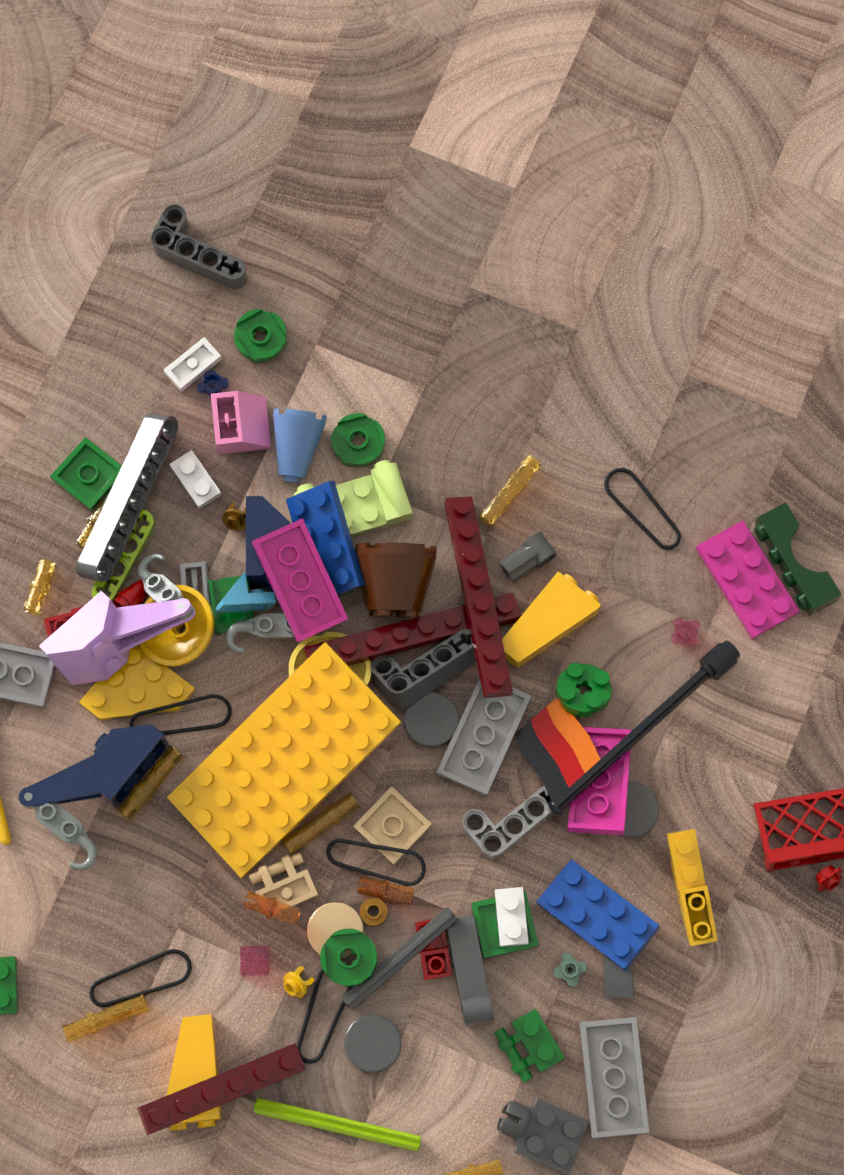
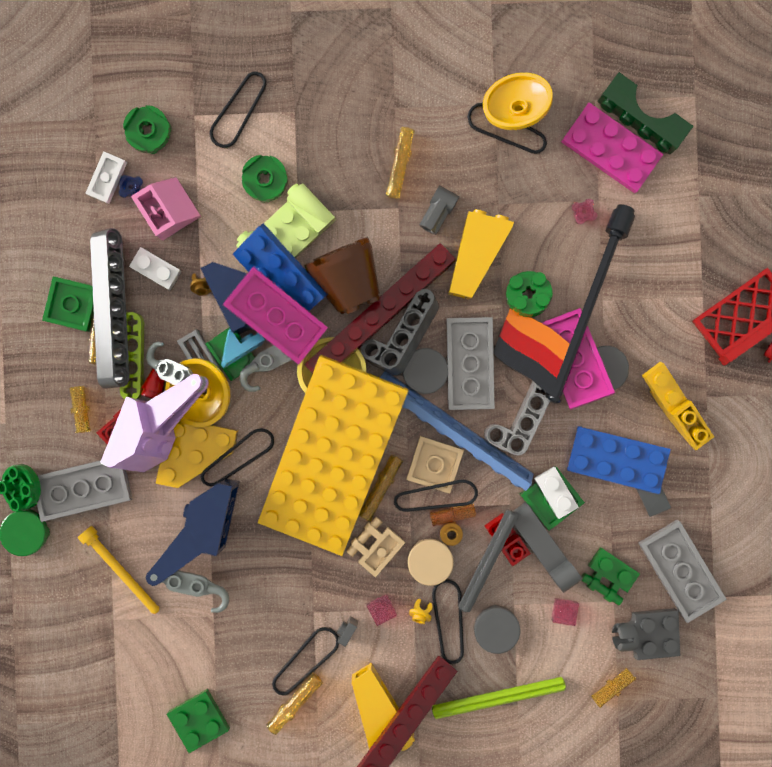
camera: 20 degrees left, 15 degrees up
(142, 792) = (237, 527): clear yellow pin -> none
(202, 252) = (67, 83): dark grey beam -> none
(204, 962) = (346, 631): none -> dark grey plate
(272, 908) = (377, 571): clear orange axle -> none
(296, 442) = (217, 202): medium blue cone -> none
(357, 350) = (229, 103): none -> black piece
(359, 945) = (447, 593): green plate -> none
(439, 811) = (464, 437): none -> medium blue plate
(459, 1062) = (565, 612): none -> clear pink plate
(478, 597) = (417, 261): dark red plate -> none
(570, 978) = (609, 503): sand green plate -> none
(663, 483) = (517, 101): none -> yellow dish

